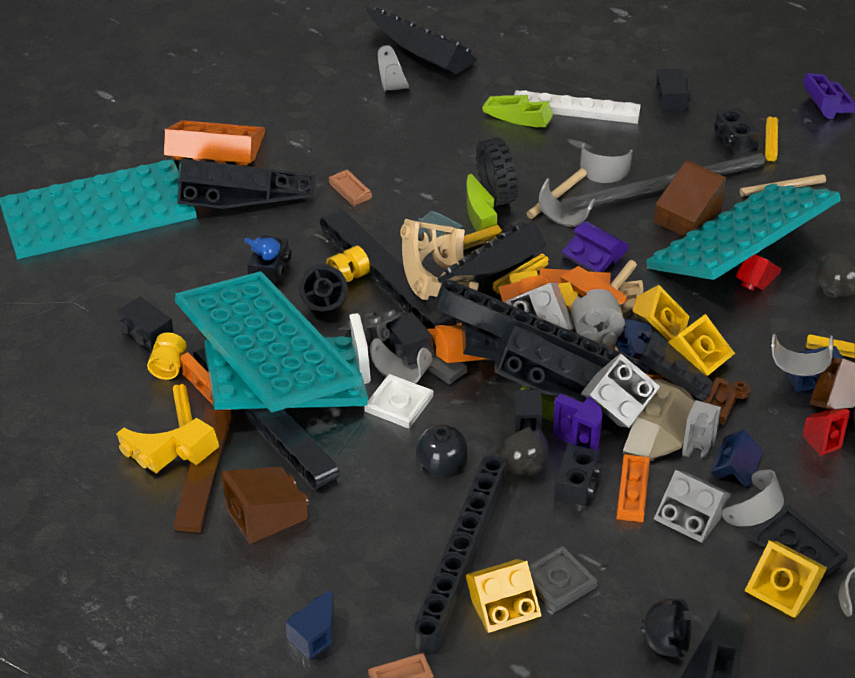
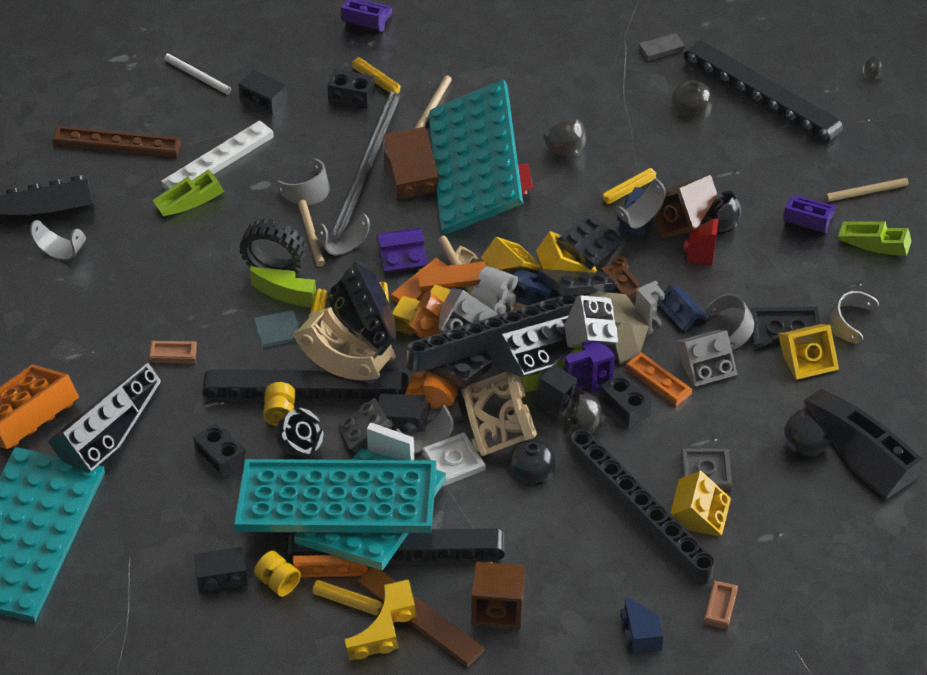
camera: 55 degrees left, 5 degrees up
(266, 247) = (219, 440): blue piece -> none
(466, 402) = (520, 422): none -> tan fence
(532, 52) = (116, 141): none -> reddish brown tile
(651, 52) = (197, 74): none -> white bar
(733, 350) = (589, 240): none -> black plate

